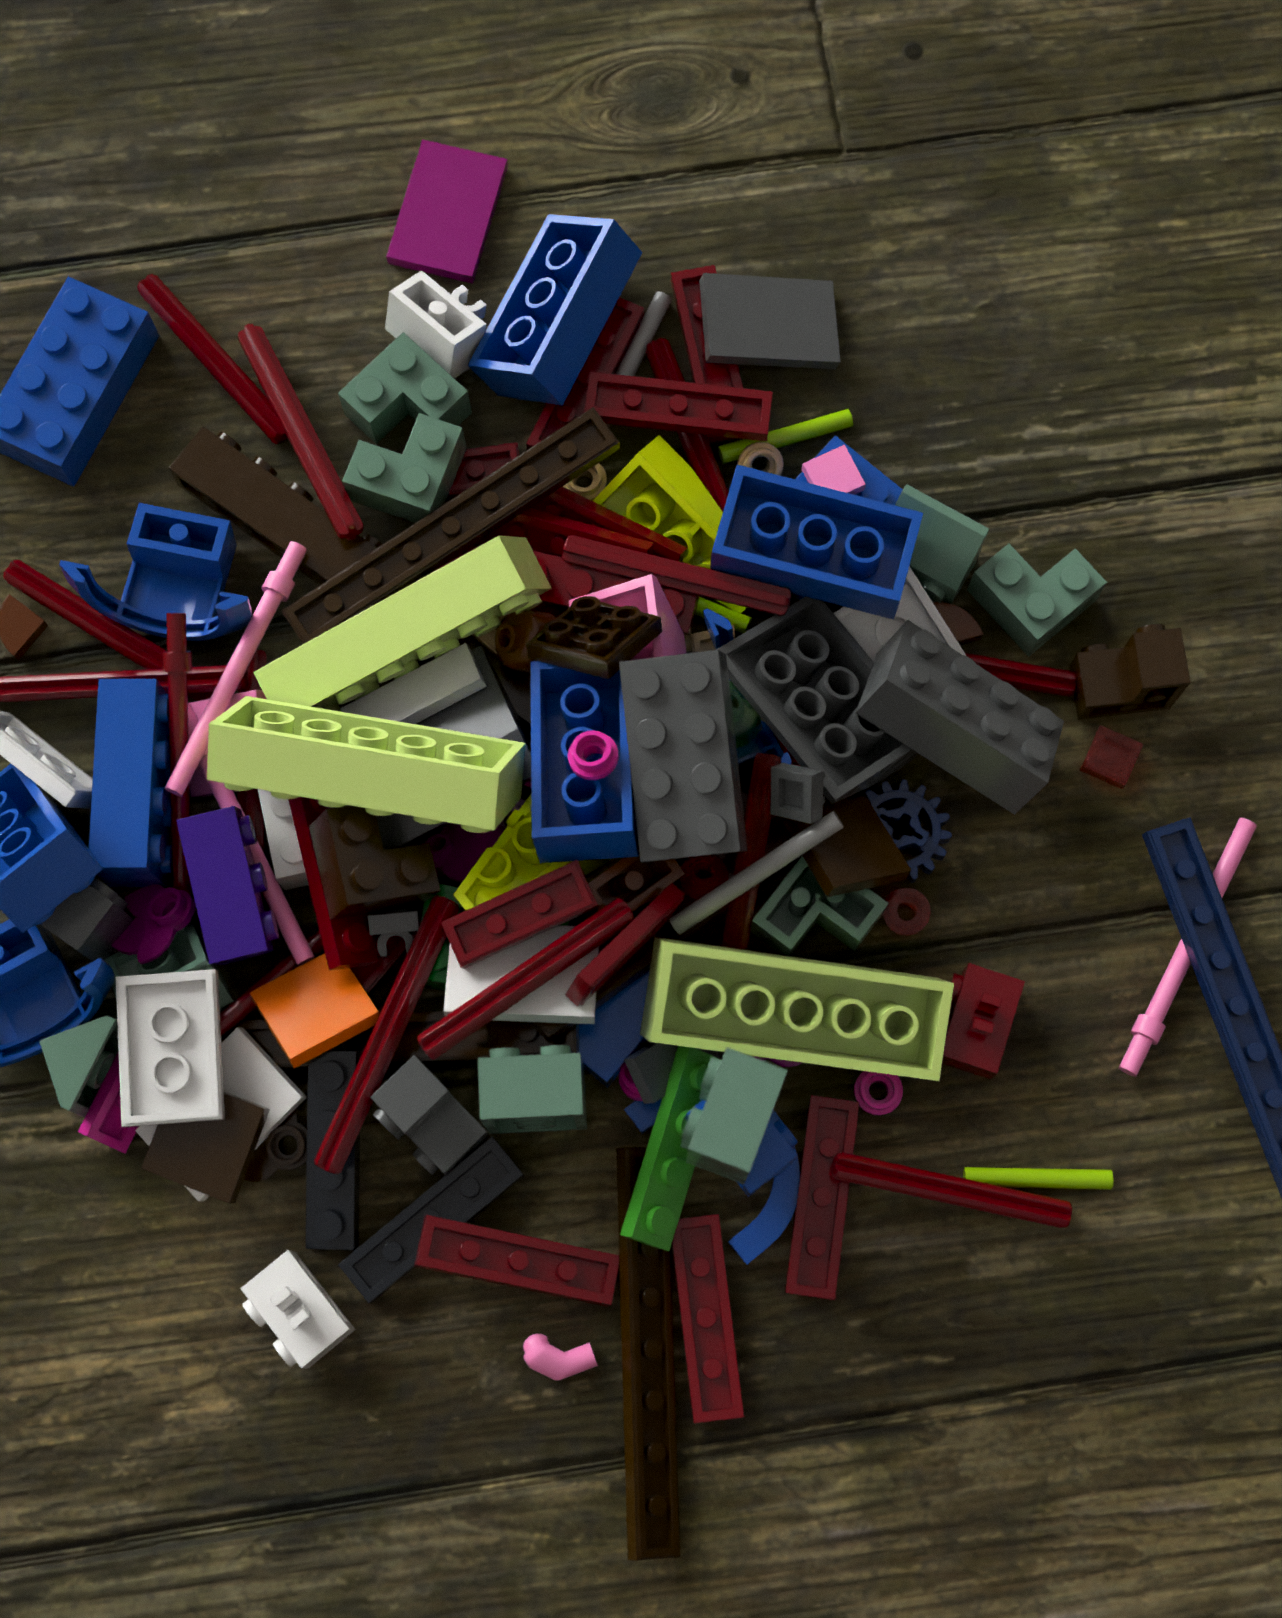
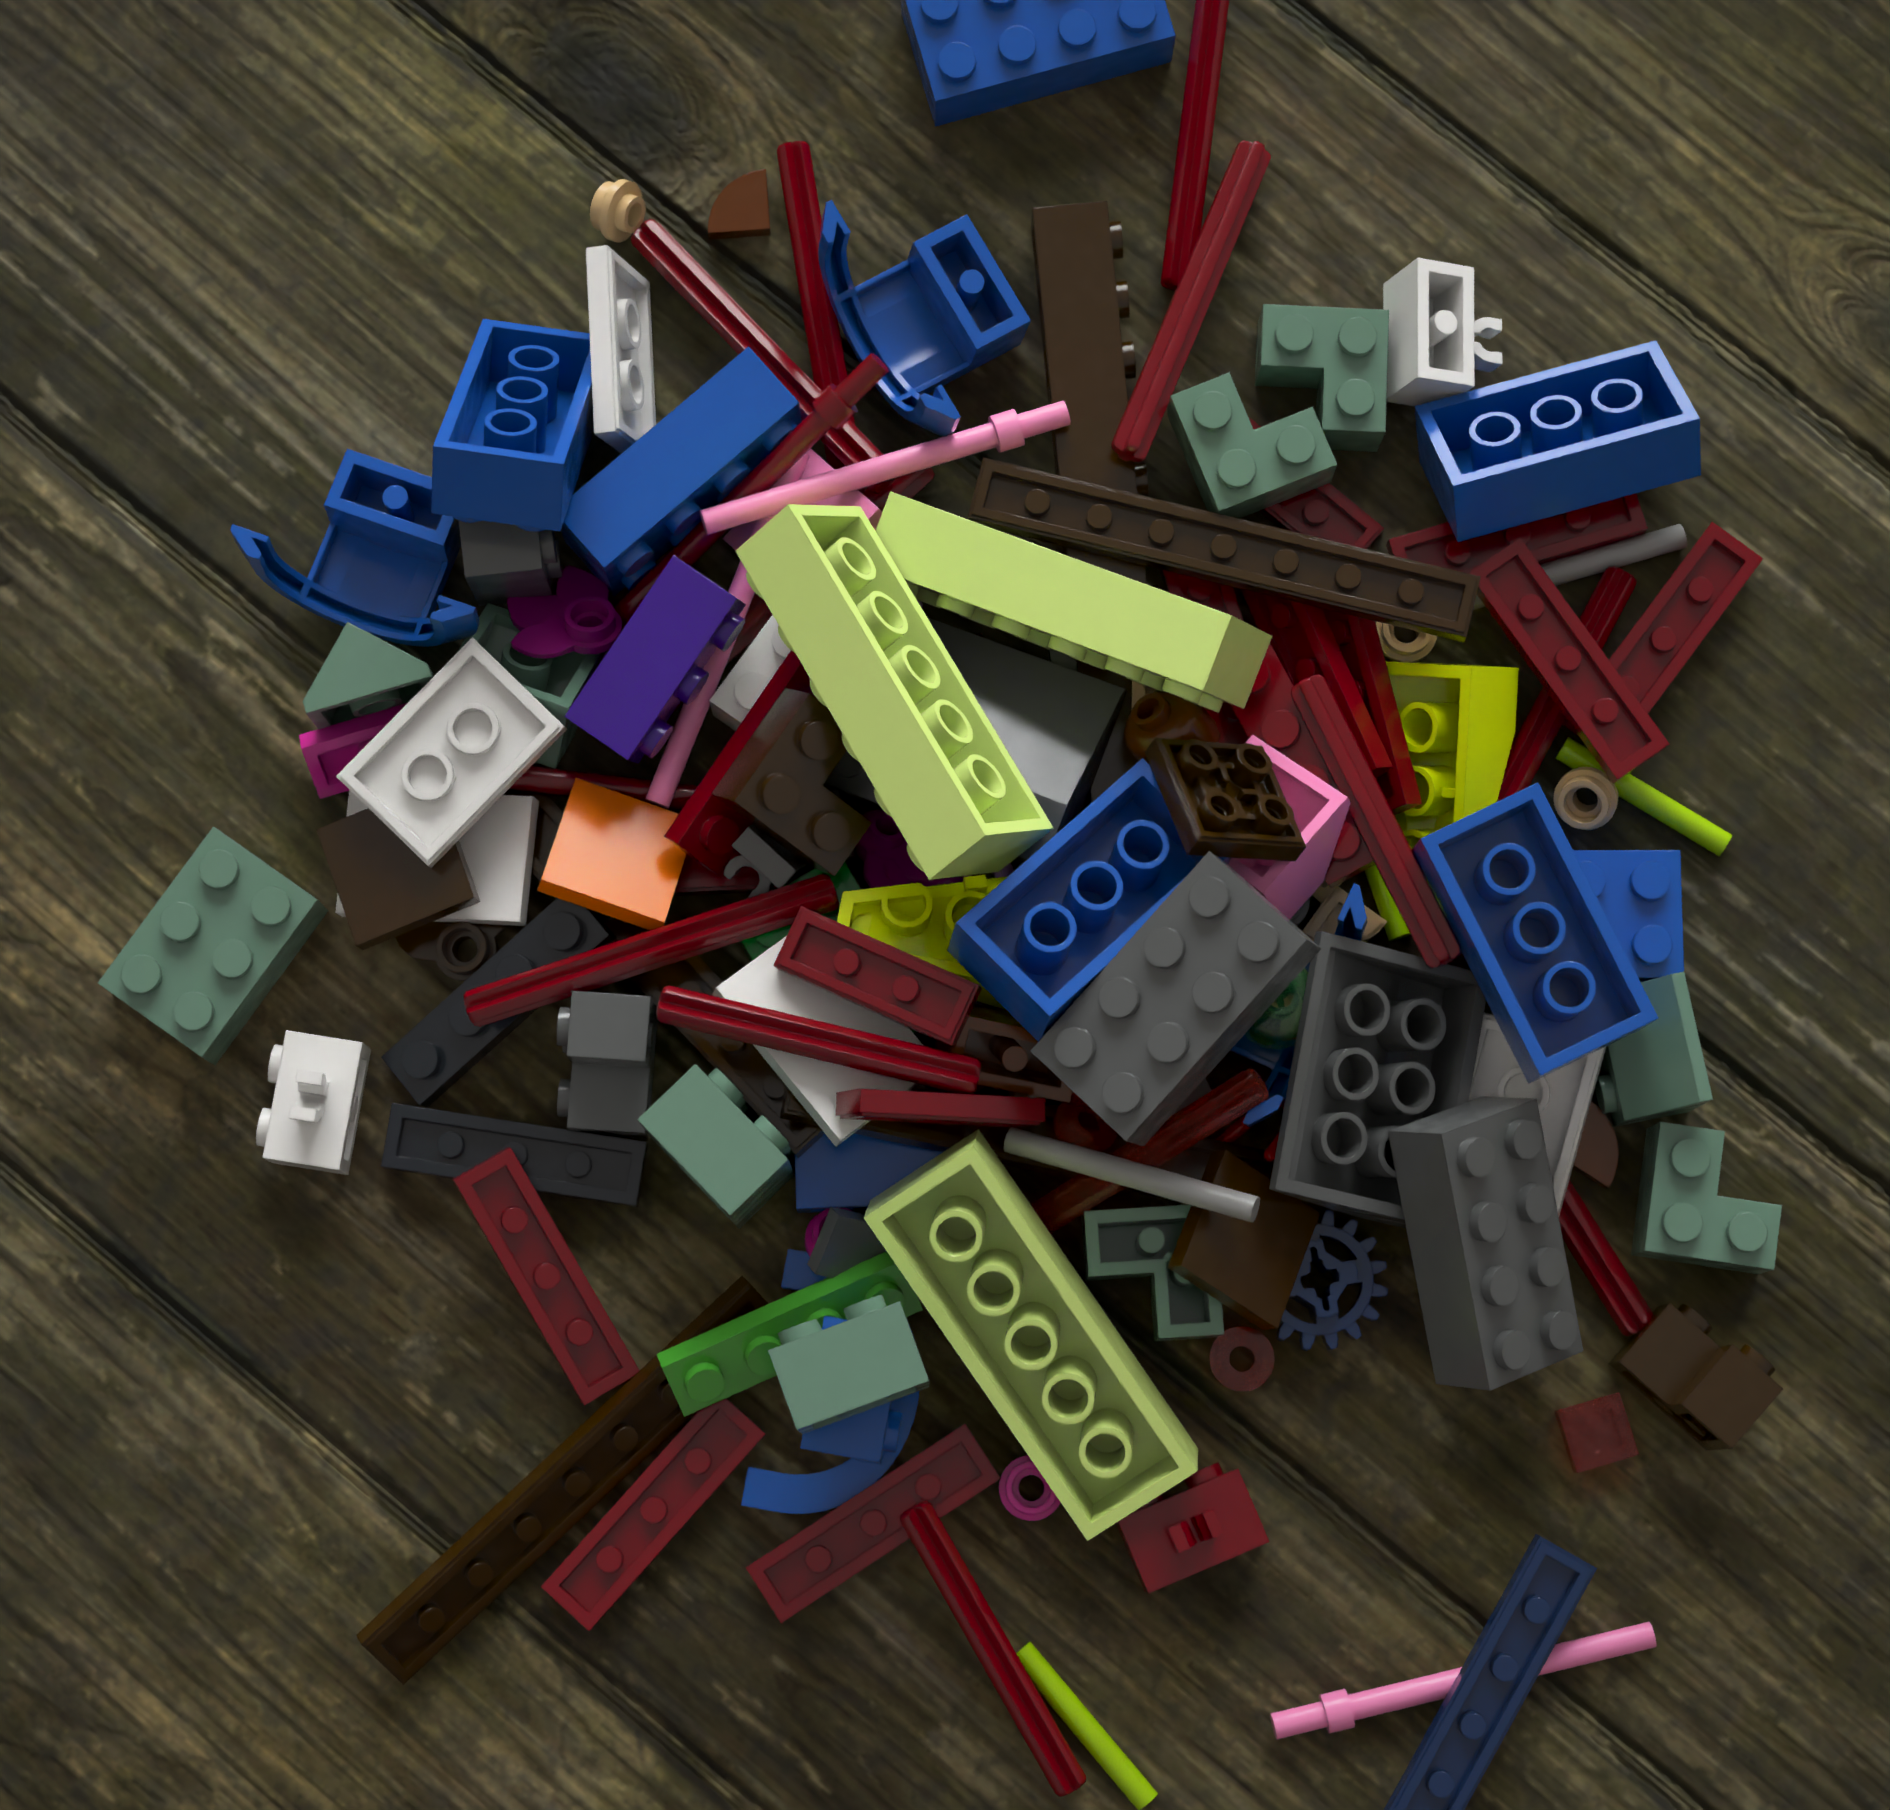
camera: 45 degrees right, 5 degrees up
(152, 1289) = (213, 946): none -> sand green brick
(423, 689) = (1023, 672): white tile -> none
(447, 211) = (1572, 229): magenta tile -> none
(554, 1362) = (482, 1398): bright pink arm -> none
(590, 743) = (1099, 893): dark pink plate -> none
(769, 321) = (1752, 671): dark grey tile -> none
(797, 792) = (1245, 1145): dark grey tile -> none
(834, 471) = (1630, 887): bright pink tile -> none

